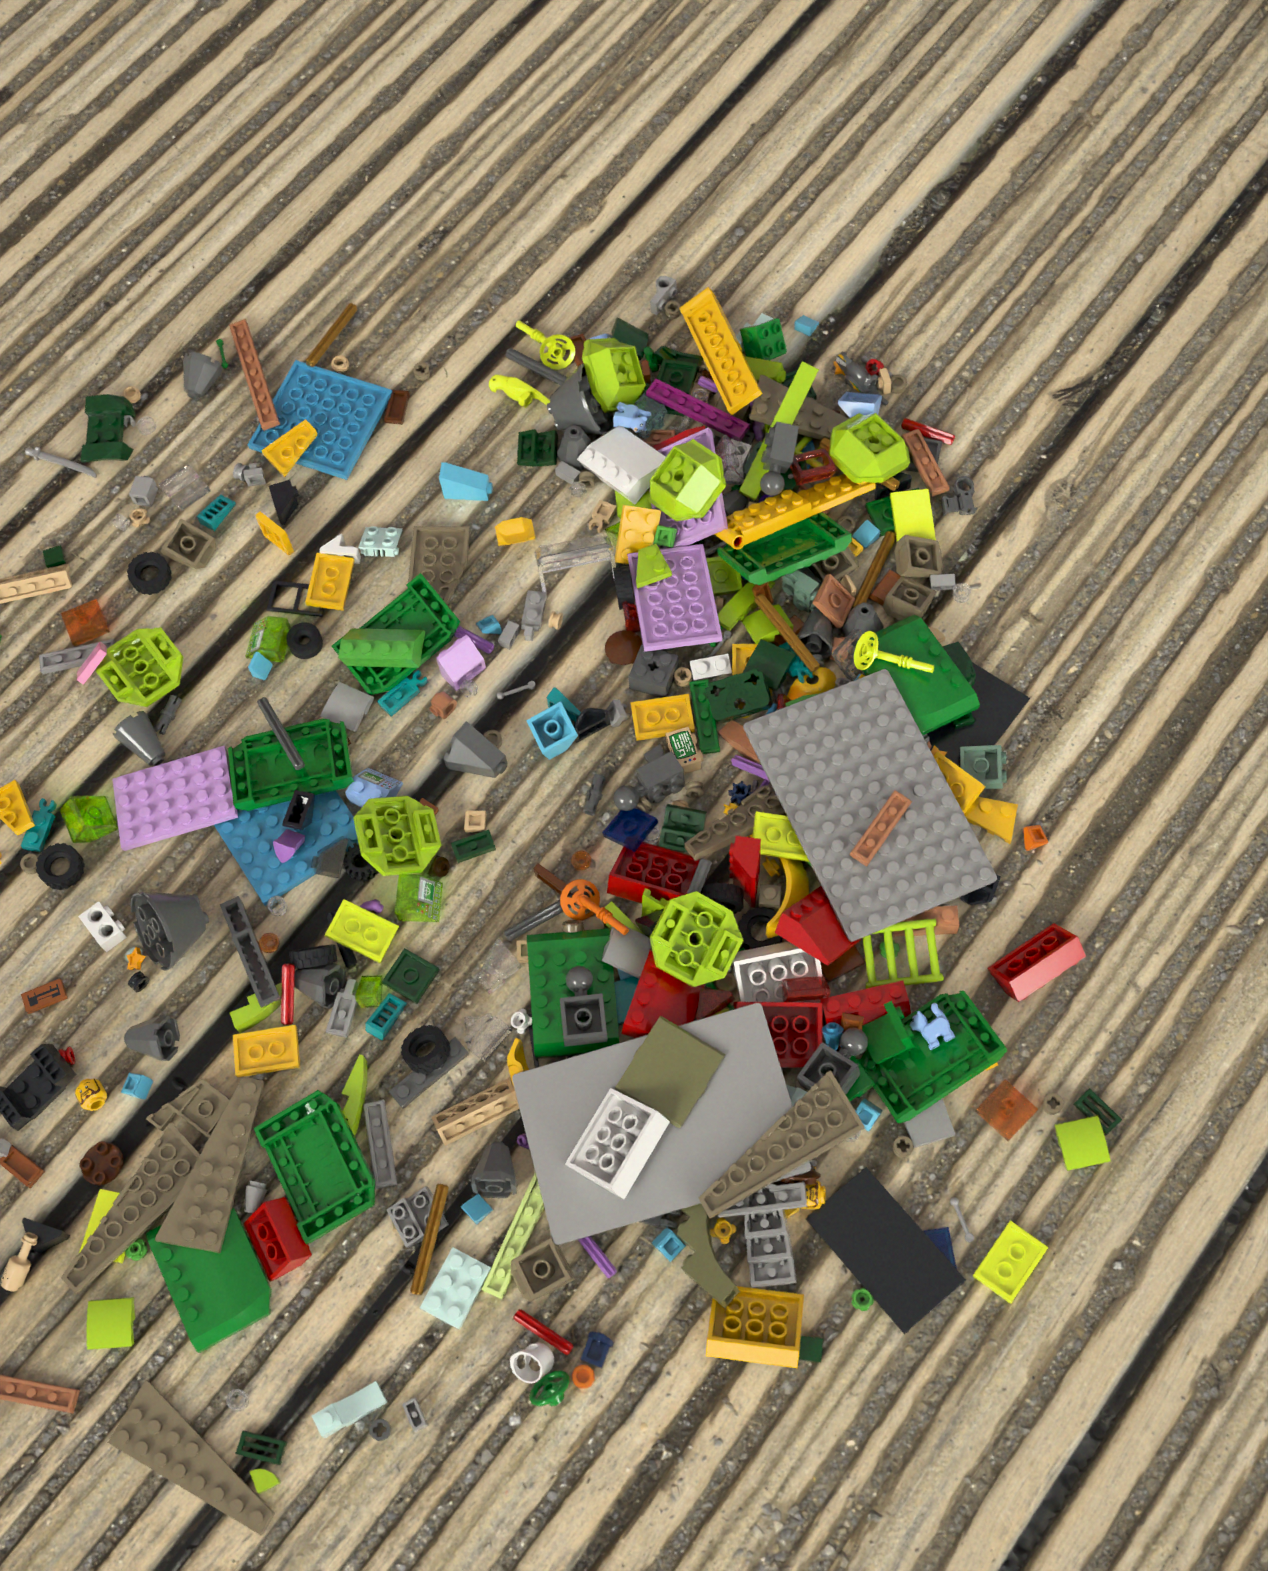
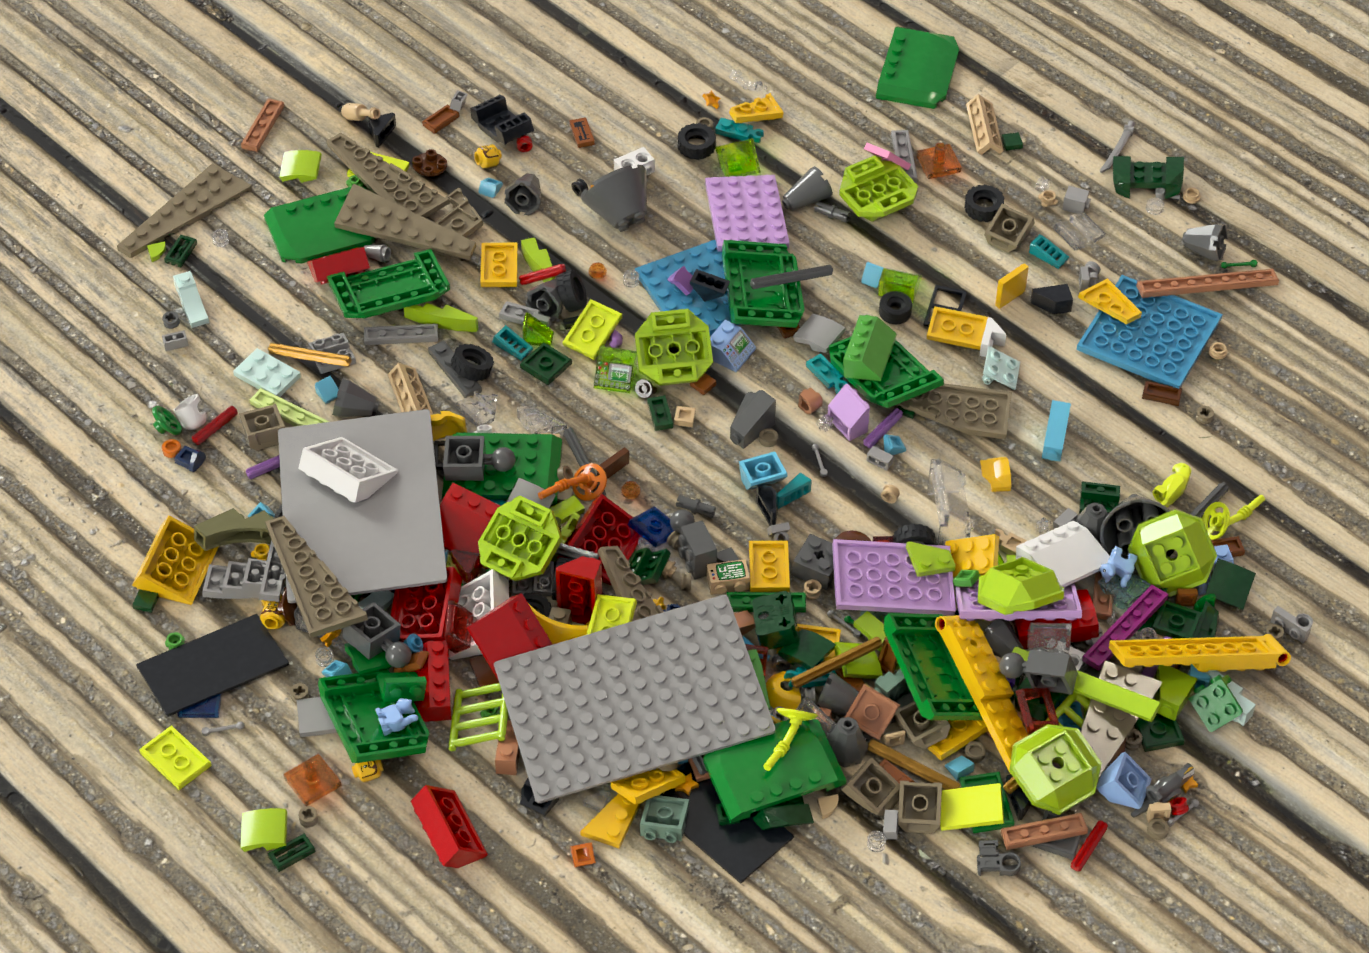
camera: 90 degrees right, 15 degrees down
(250, 951) = (590, 252): dark grey slope -> none
(330, 858) = (659, 302): clear smoke slope -> none
(331, 335) = (1253, 343): pearl gold axle -> none
(533, 613) = (902, 479): light grey hinge -> none
(670, 1071) = (401, 511): olive piece -> none
(710, 667) = (819, 609): white plate -> none
(805, 325) = (1246, 753): medium azure slope -> none
(880, 828) = (600, 697): nougat tile -> none

